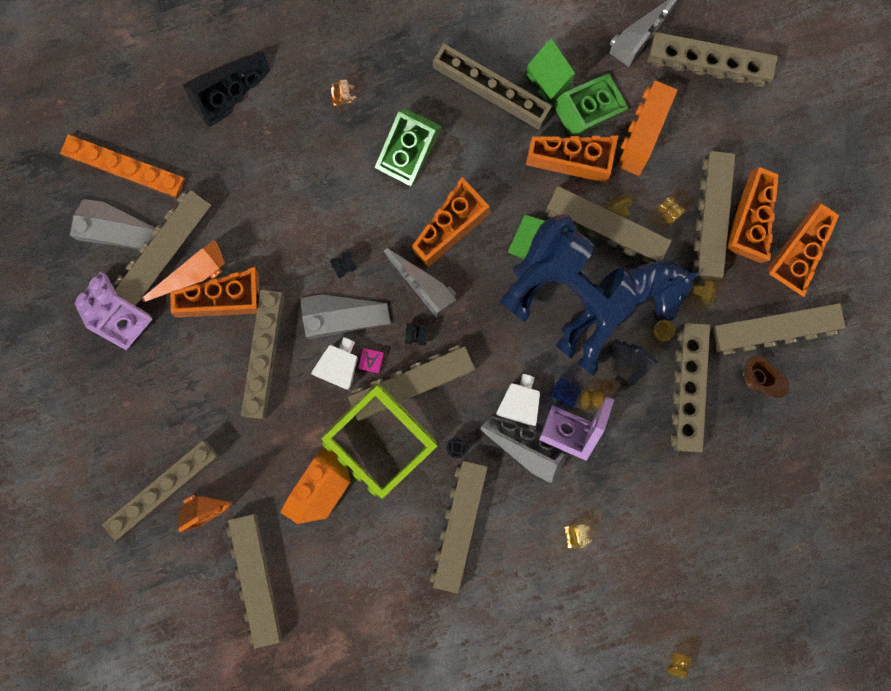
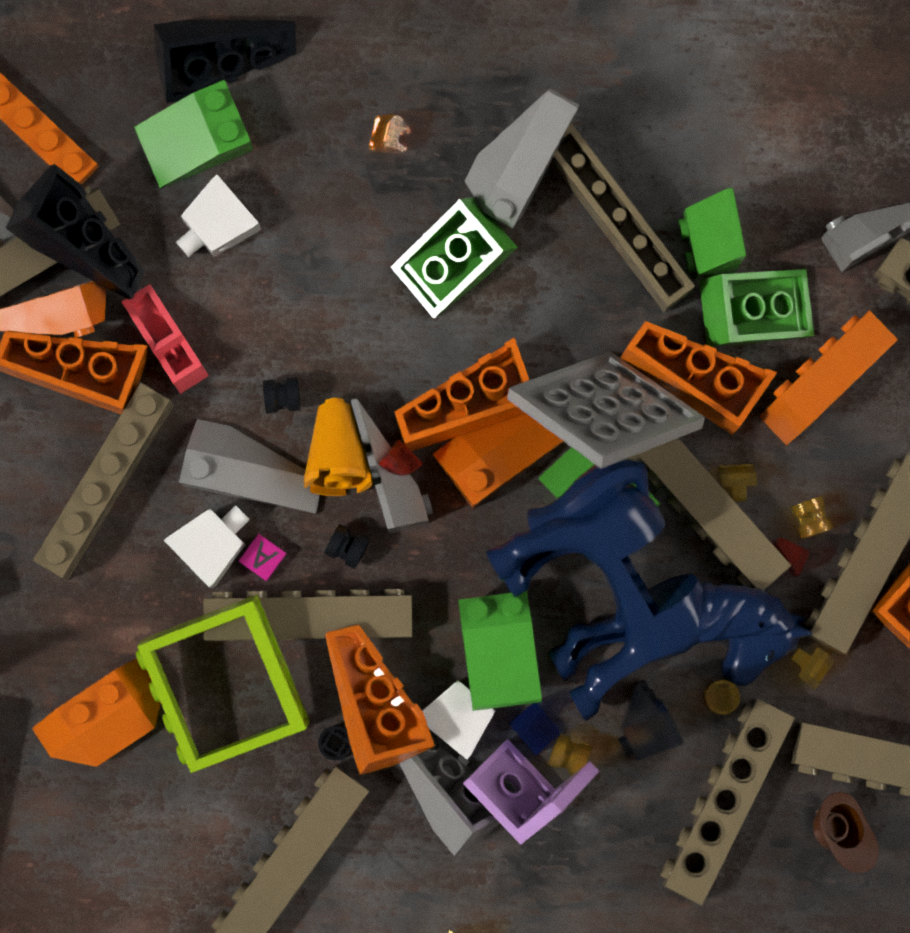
camera: 20 degrees right, 0 degrees up
(180, 219) = (65, 227): none -> black wedge
(232, 138) = (194, 135): none -> bright green slope
(263, 260) = (165, 339): none -> coral slope
(265, 181) = (216, 220): none -> white torso
(388, 283) = (336, 452): none -> light orange cone
(421, 76) = (517, 159): none -> light grey wedge
(426, 272) = (400, 460): none -> clear red tile
(474, 420) = (376, 710): none -> orange wedge
(479, 247) = (494, 455): none -> orange wedge
(528, 356) = (499, 651): none -> bright green slope
(531, 194) = (605, 409): none -> light grey plate
(669, 233) = (793, 554): none -> clear red slope

